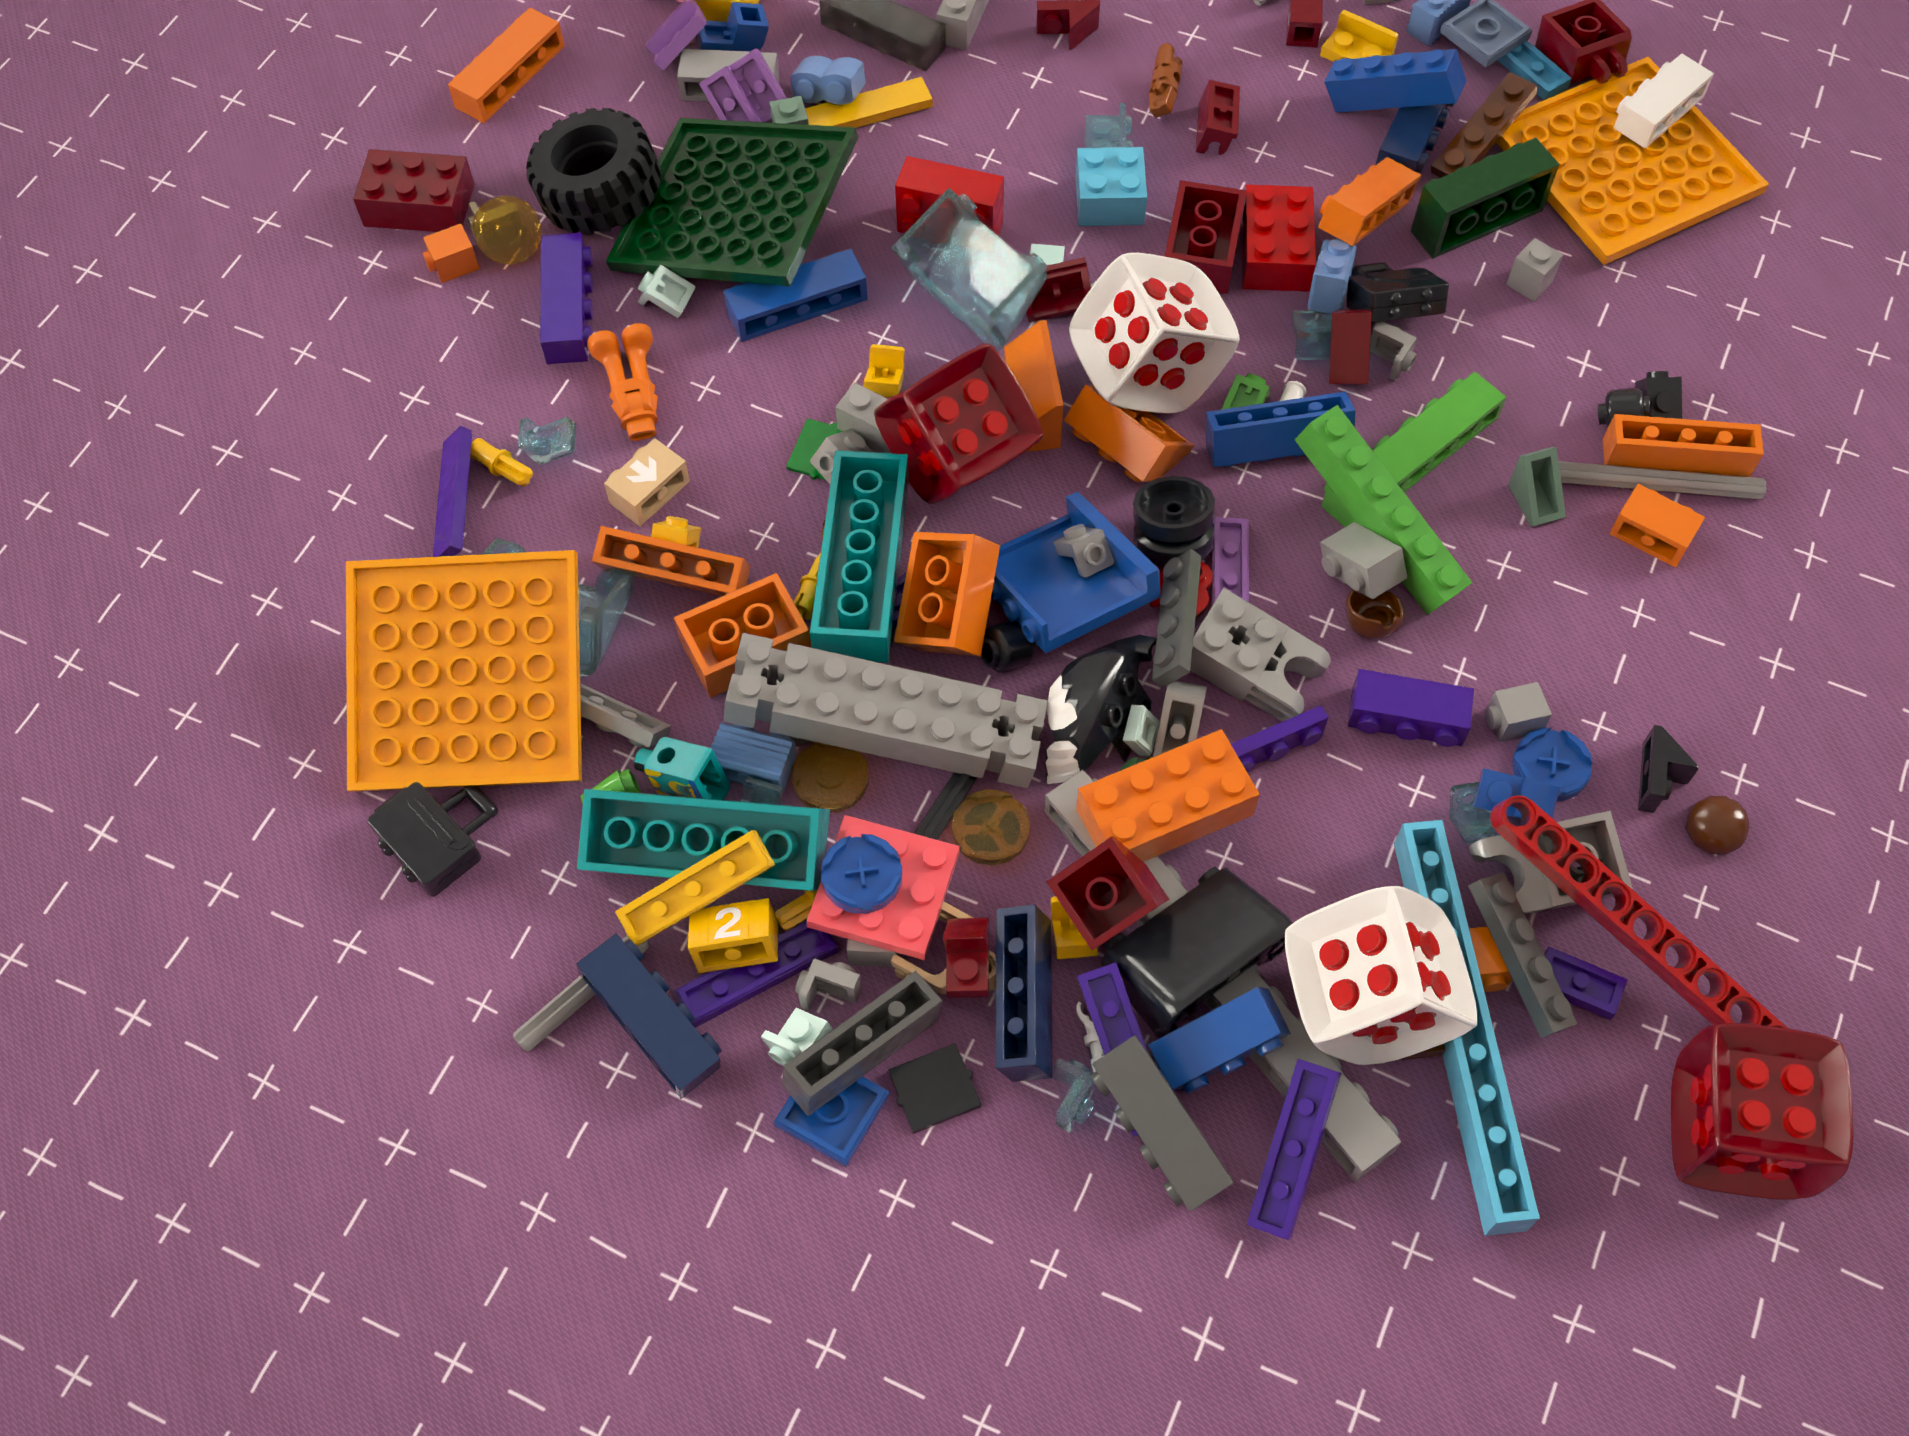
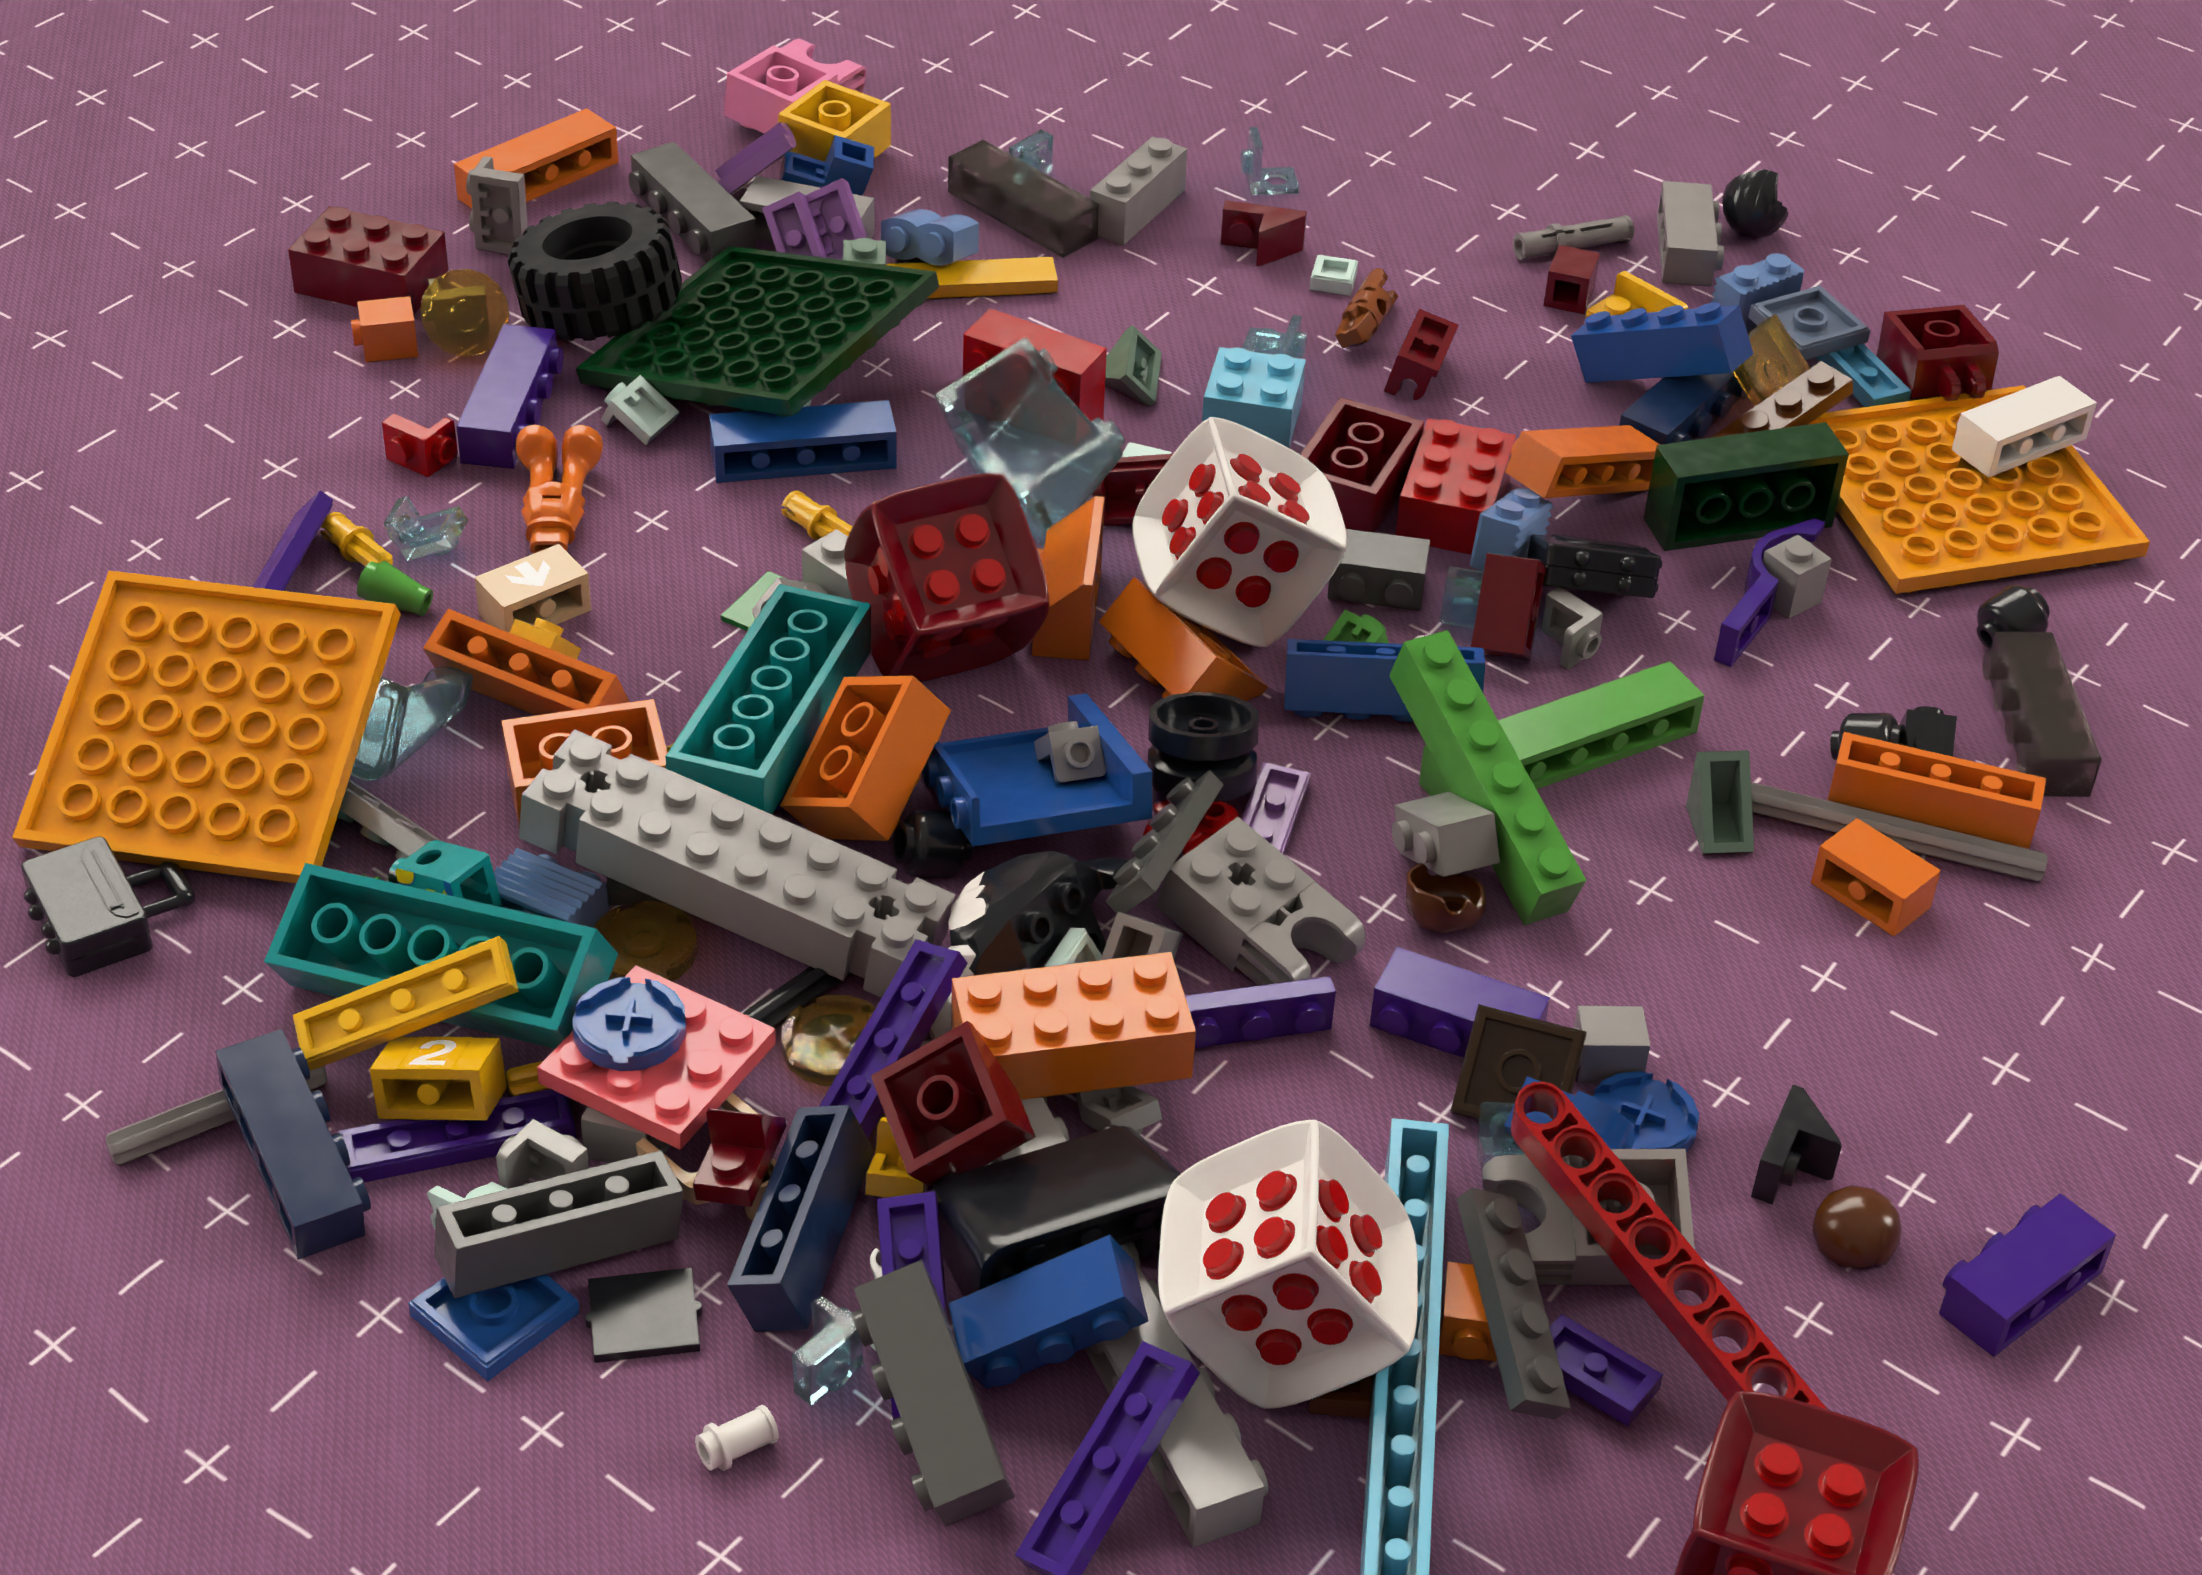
camera: 10 degrees right, 20 degrees down
(497, 123) = (497, 206): none -> light grey bracket
(514, 362) = (419, 447): none -> red bracket
(542, 500) = (389, 585): none -> bright green cone
(638, 80) = (691, 201): none -> dark grey brick
(831, 365) = (814, 518): none -> yellow axle
(1013, 163) = (1134, 367): none -> sand green slope
(1033, 1177) = (733, 1439): none -> white pin
(1038, 832) = (895, 1027): none -> dark purple plate
(1129, 49) = (1333, 275): none -> light aqua tile
(1209, 850) = (1118, 1107): none -> light grey bracket
(1257, 323) = (1381, 570): none -> dark grey brick
(1463, 746) = (1506, 1051): none -> dark brown tile
(1480, 77) = (1773, 361): none -> clear yellow tile
(1513, 284) = (1760, 591): none -> dark purple piece
(1692, 275) = (2012, 611): none -> black head
(1732, 355) = (2042, 712): none -> clear smoke brick
(1836, 837) = (2025, 1273): none -> dark purple brick

